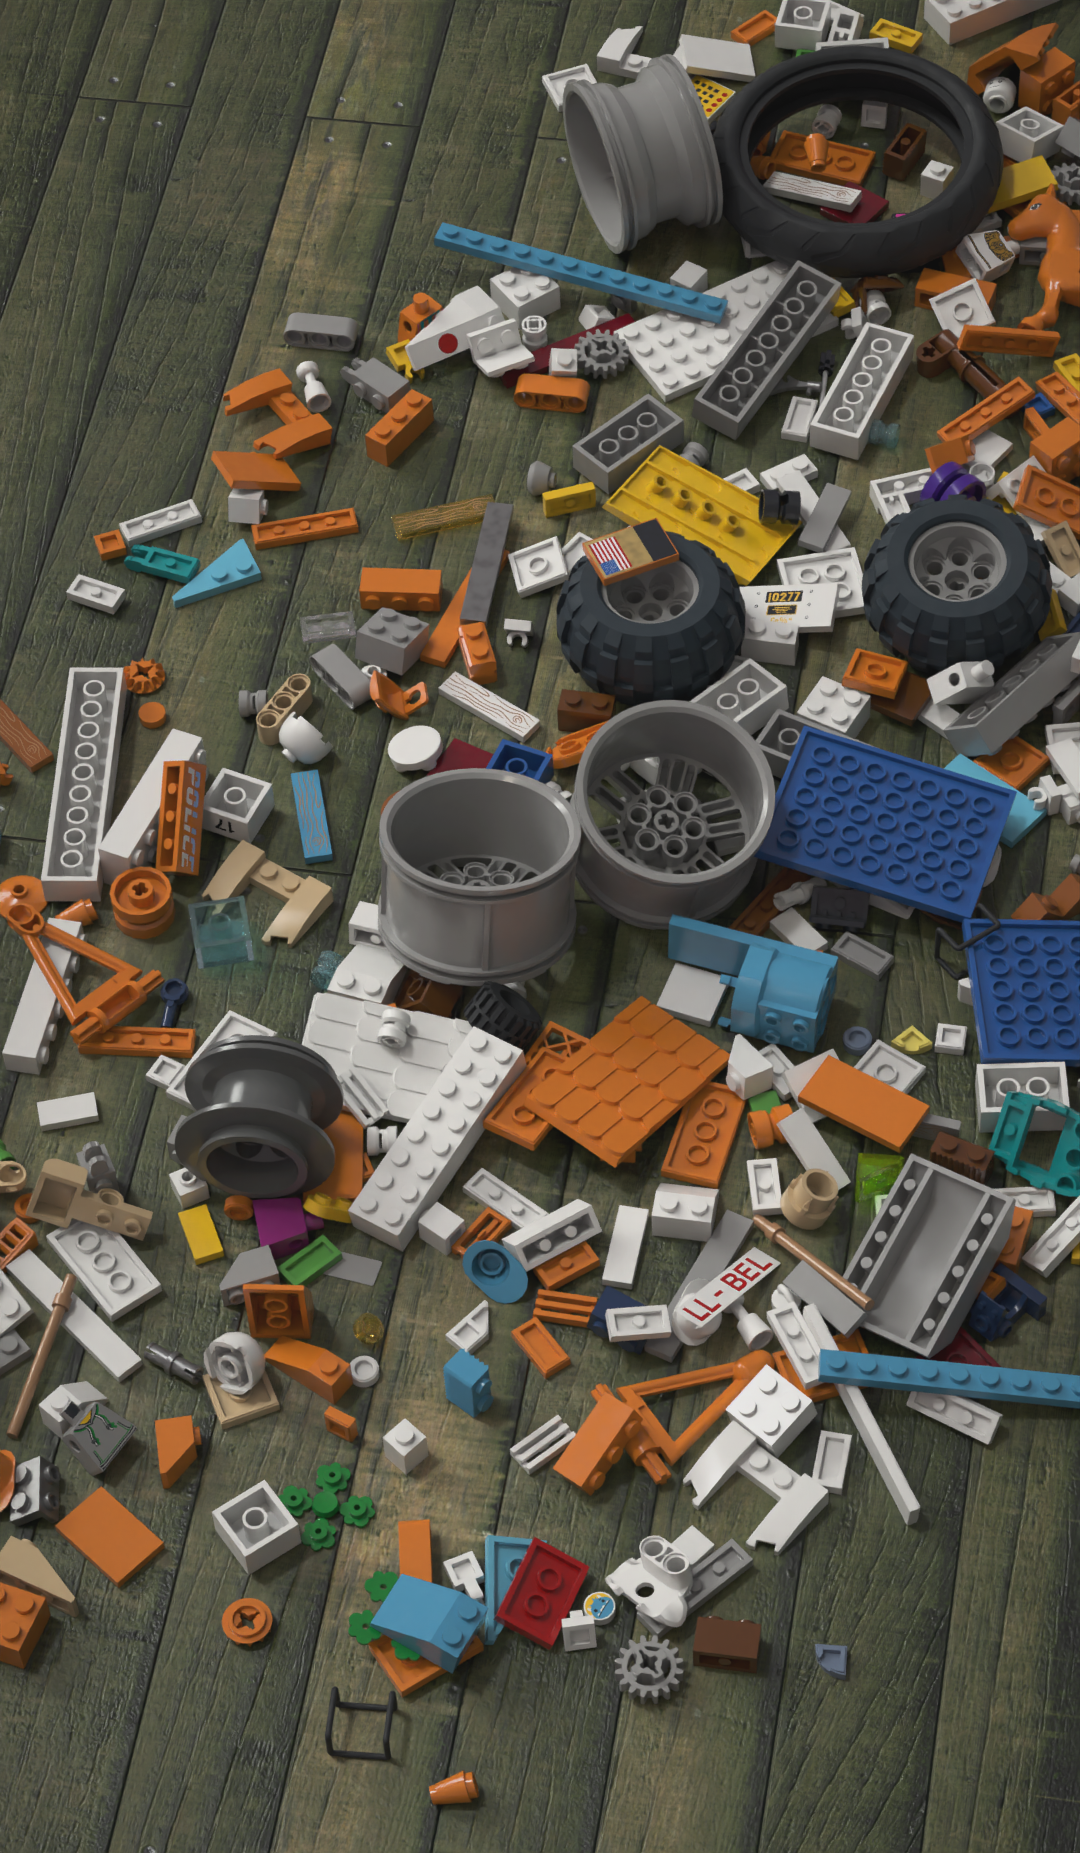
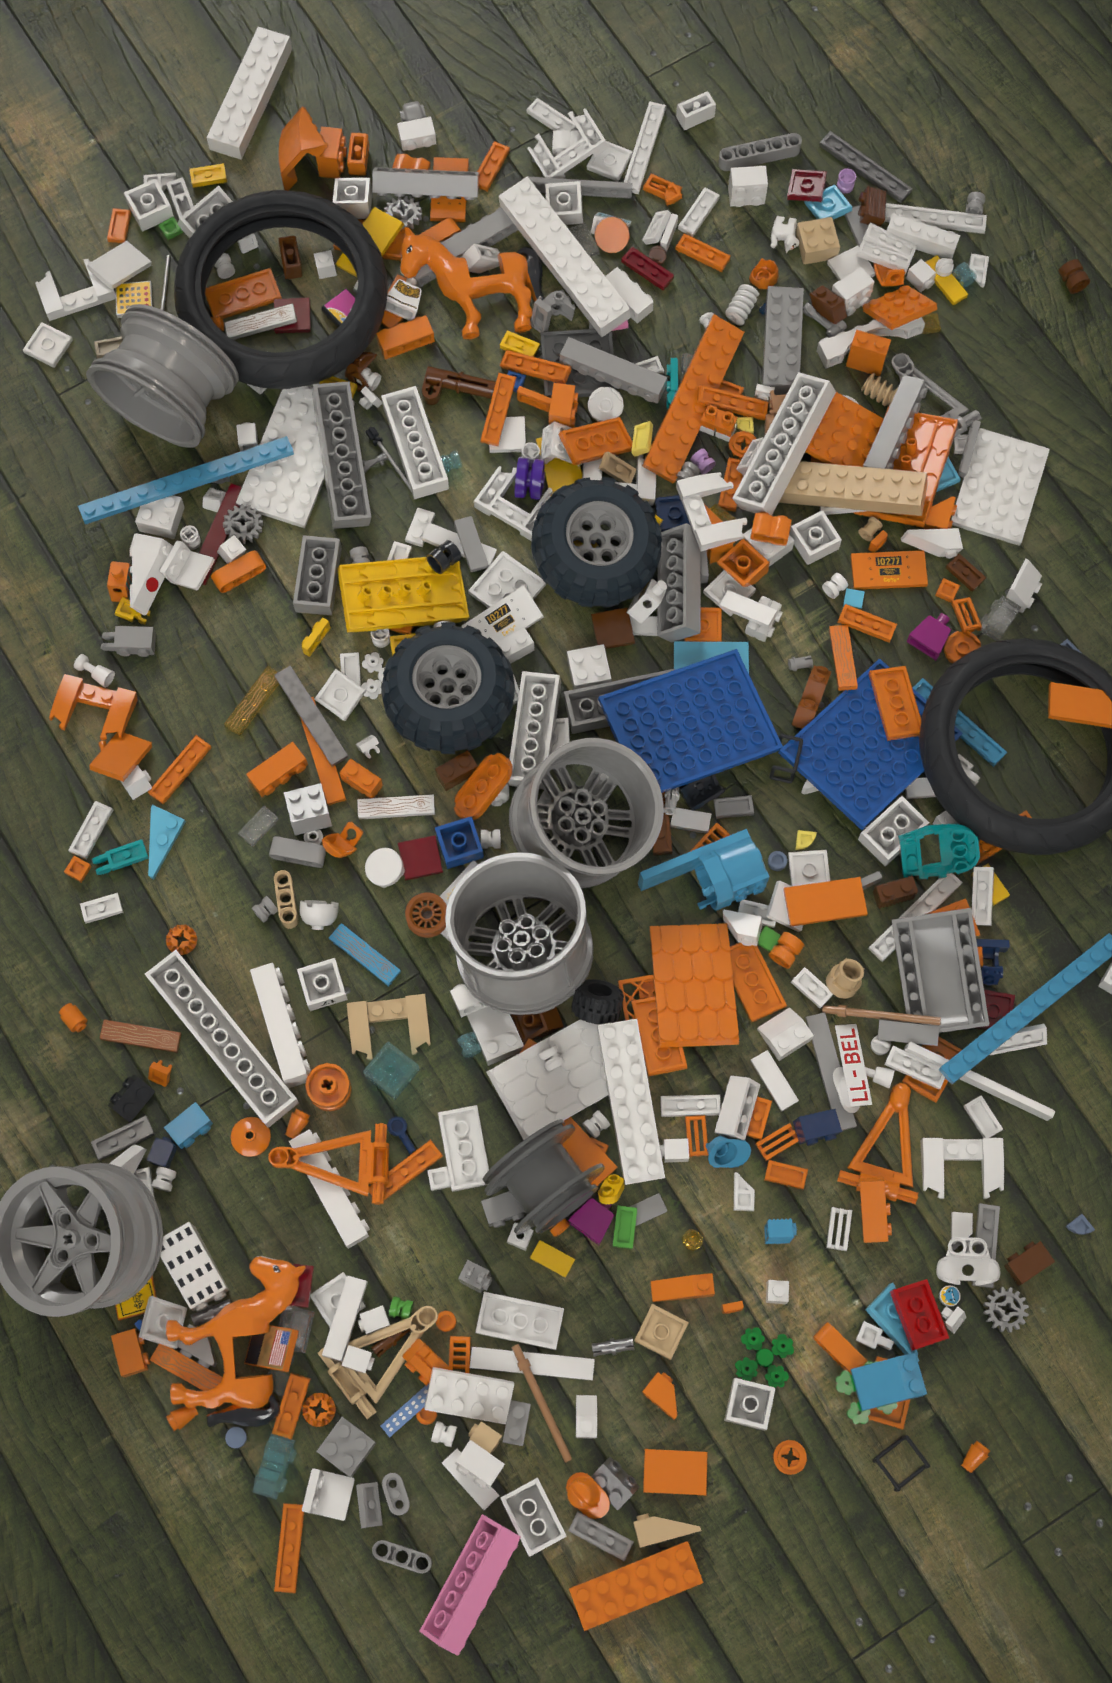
camera: 45 degrees left, 20 degrees up
(61, 1197) = (474, 1303): tan plate -> none
(67, 1111) = (409, 1246): white tile -> none
(95, 1434) = (619, 1426): light grey torso -> none
(152, 715) = (211, 961): orange tile -> none
(181, 818) = (308, 1022): orange brick -> none
(235, 1361) = (652, 1321): white cylinder -> none
(249, 1268) = (604, 1261): light grey slope -> none
(279, 1310) = (643, 1269): orange slope -> none
(321, 331) = (62, 628): light grey beam -> none
(364, 1371) = (711, 1264): white tile -> none
(370, 1093) = (582, 1115): white tile -> none
(399, 427) = (173, 661): orange brick -> none
(540, 478) = (287, 635): light grey cone -> none
(630, 551) = (418, 662): tile -> none
(638, 1323) = (834, 1126): white plate -> none
(692, 994) = (670, 901): white tile -> none
(772, 1411) = (936, 1117): white brick -> none
(799, 419) = (392, 485): white tile -> none
(810, 1146) = (821, 948): white tile -> none
(816, 150) = (268, 304): orange cone -> none
(875, 673) = (593, 628): orange tile -> none
(876, 1174) = (860, 936): clear neon green slope -> none
(950, 1039) = (822, 822): white tile -> none
(957, 450) = (505, 451): orange slope -> none
(962, 306) = (423, 347): white tile -> none
(999, 94) = (307, 178): white head -> none
(1008, 340) = (467, 351): orange tile -> none
(1047, 795) = (743, 633): white tile -> none

